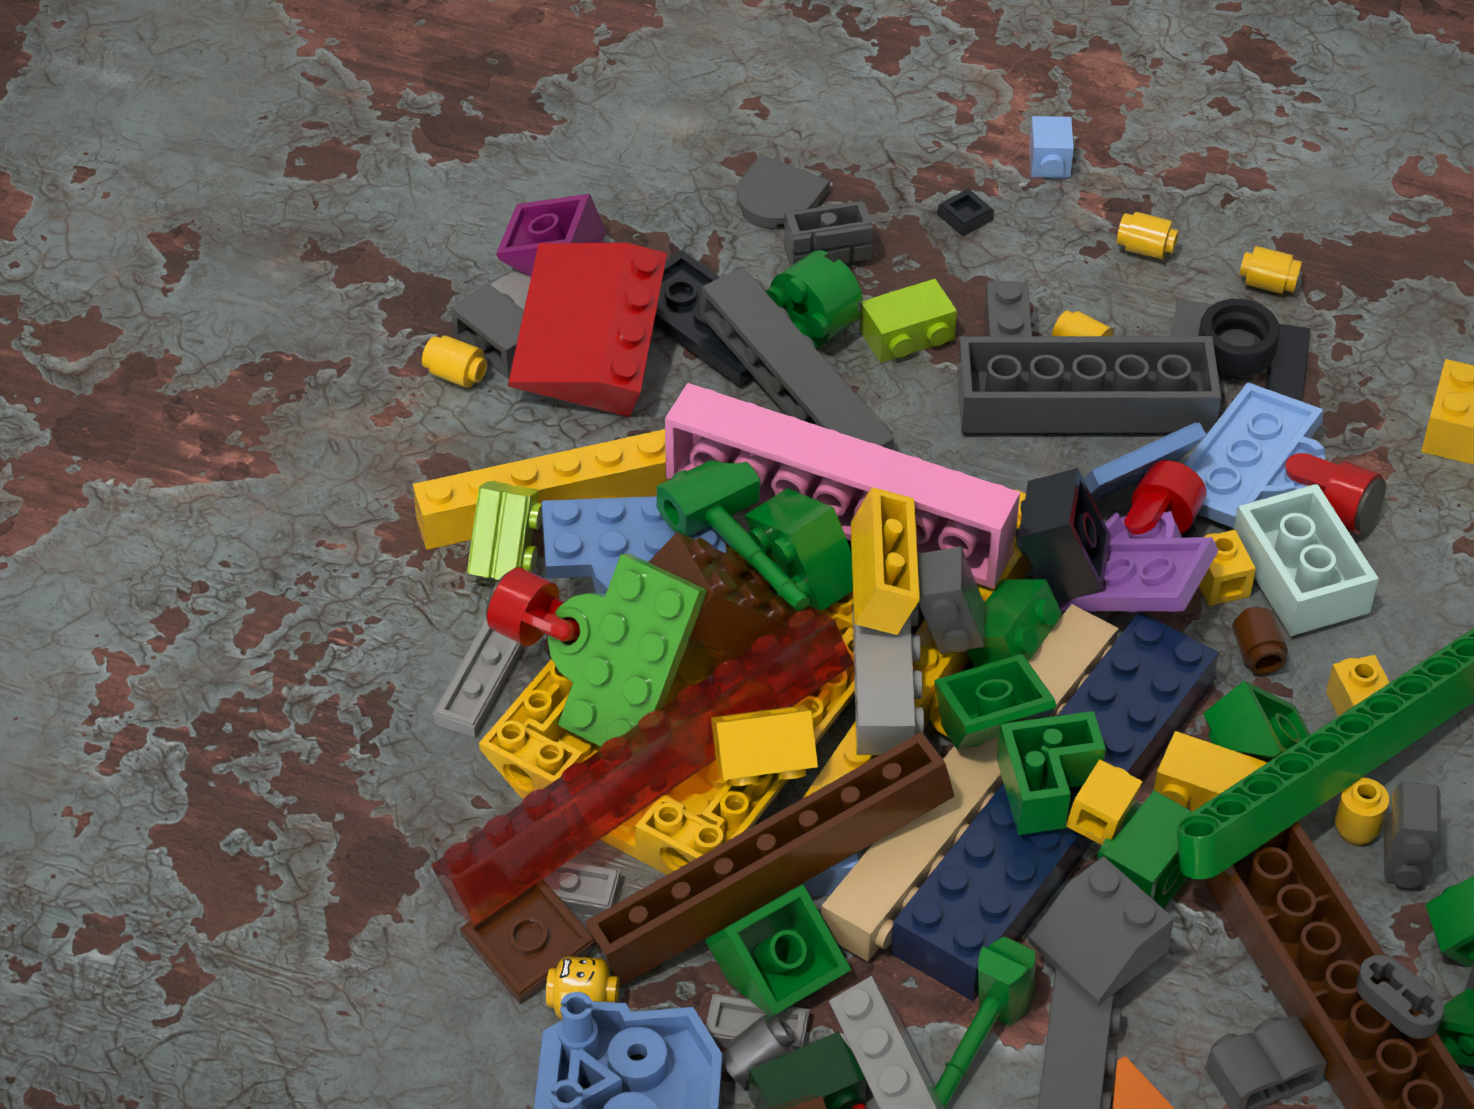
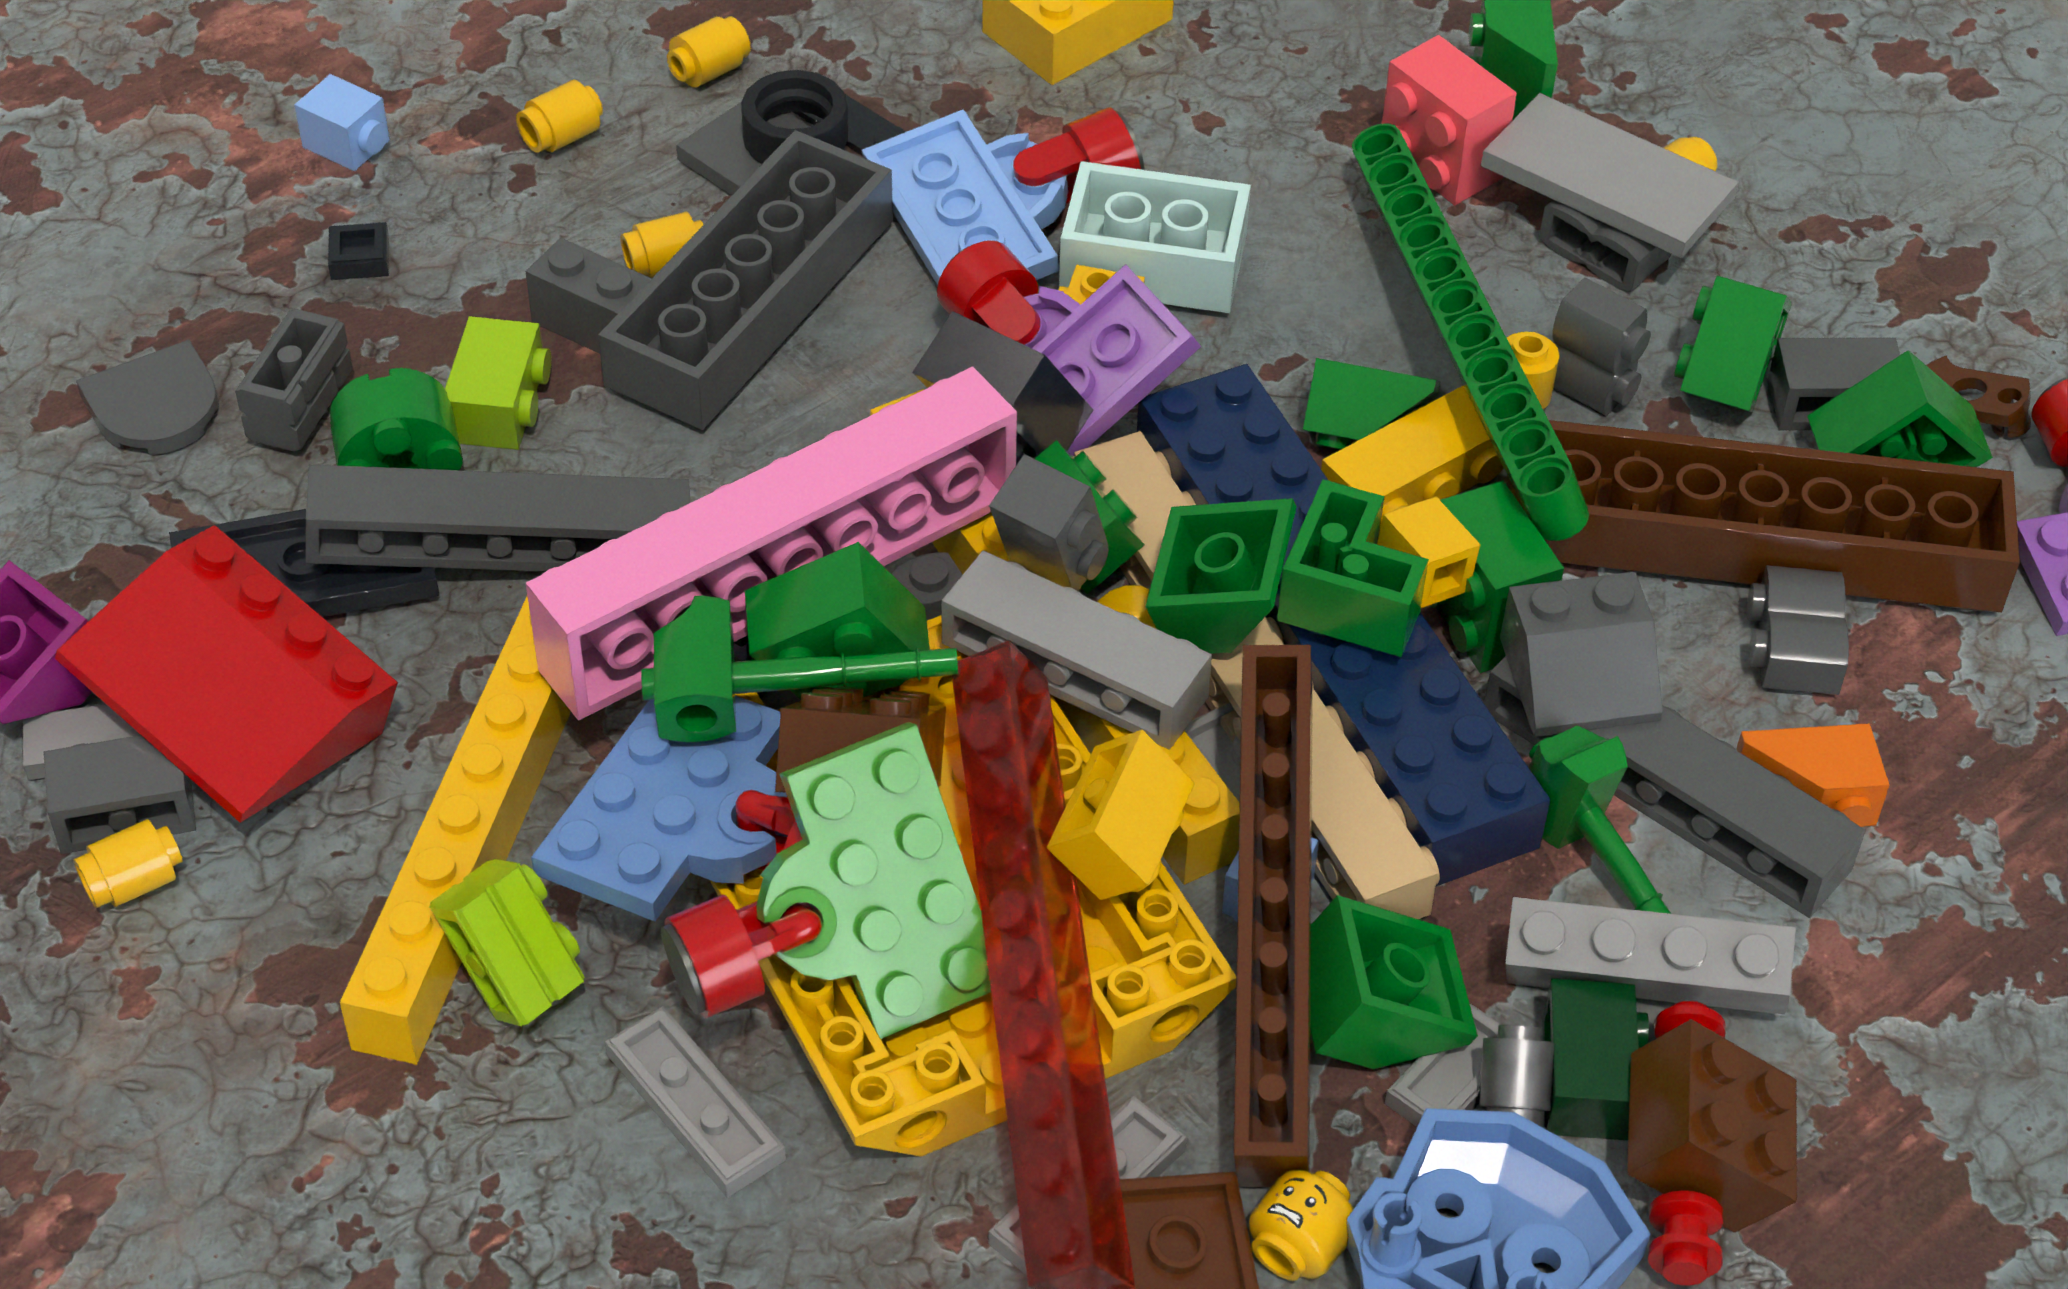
camera: 60 degrees left, 0 degrees up
(884, 561) = (971, 542): yellow brick -> none
(1134, 465) = (915, 296): medium blue tile -> none
(1260, 640) = (1229, 333): reddish brown brick -> none
(1354, 681) = (1359, 295): yellow brick -> none
(1400, 996) = (1826, 455): dark grey beam -> none

